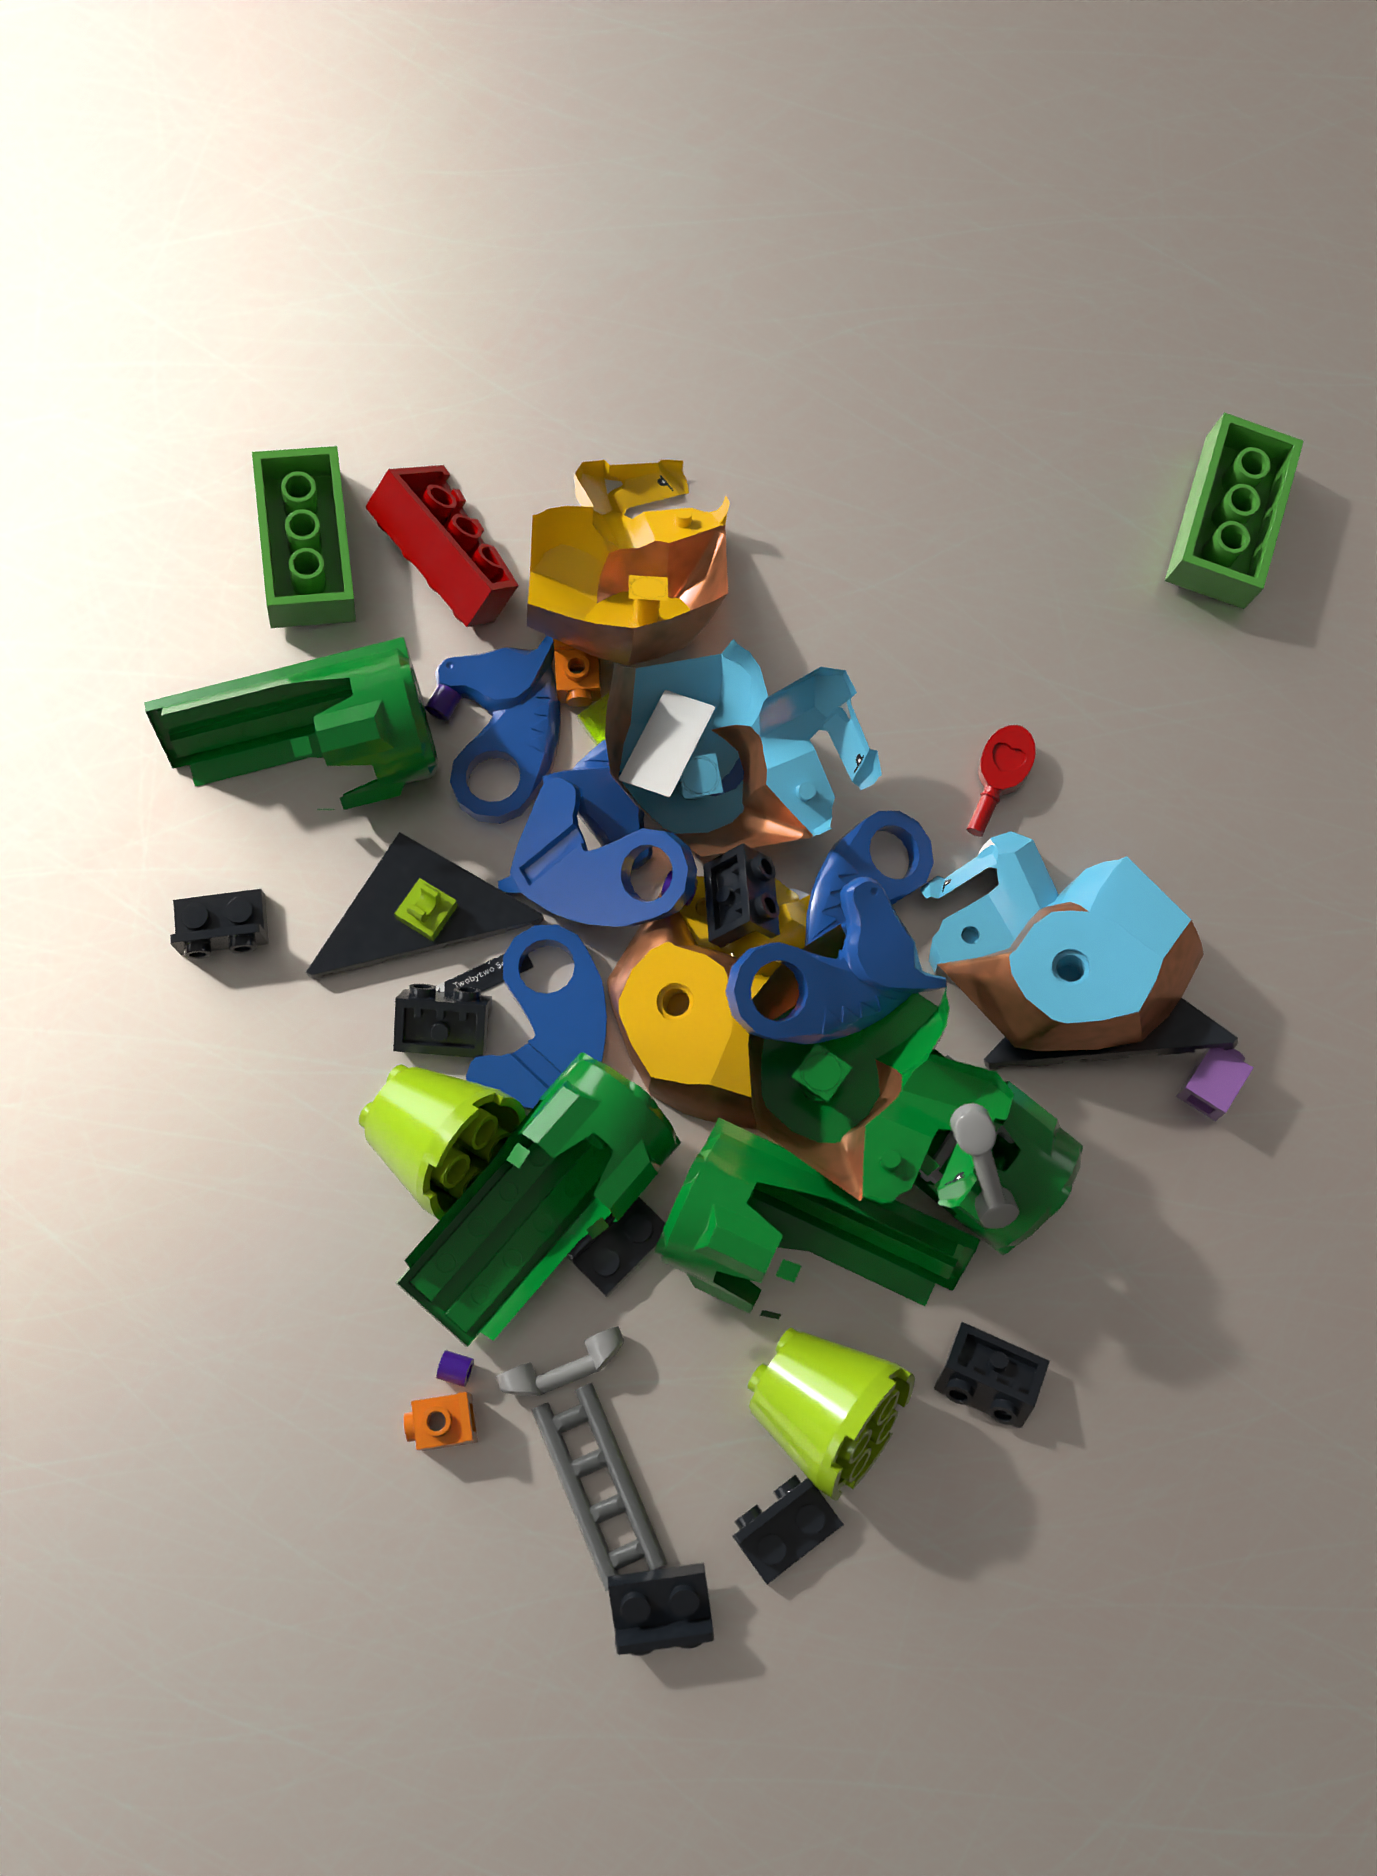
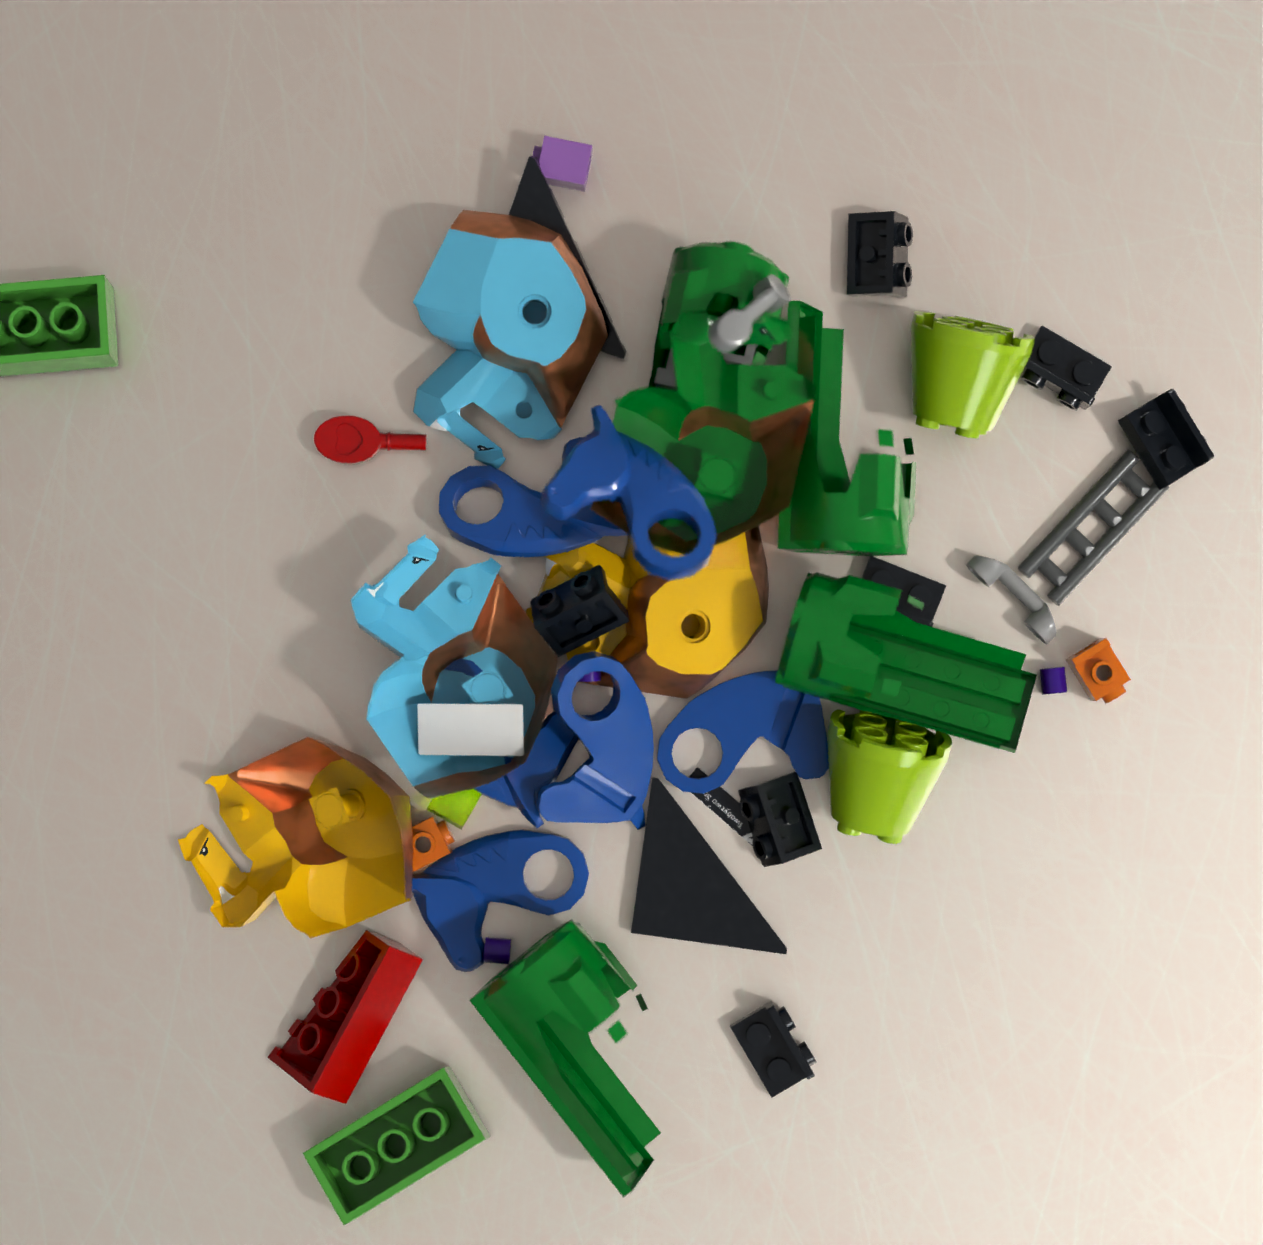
camera: 120 degrees left, 15 degrees up
(426, 909) = (691, 876): lime tile -> none

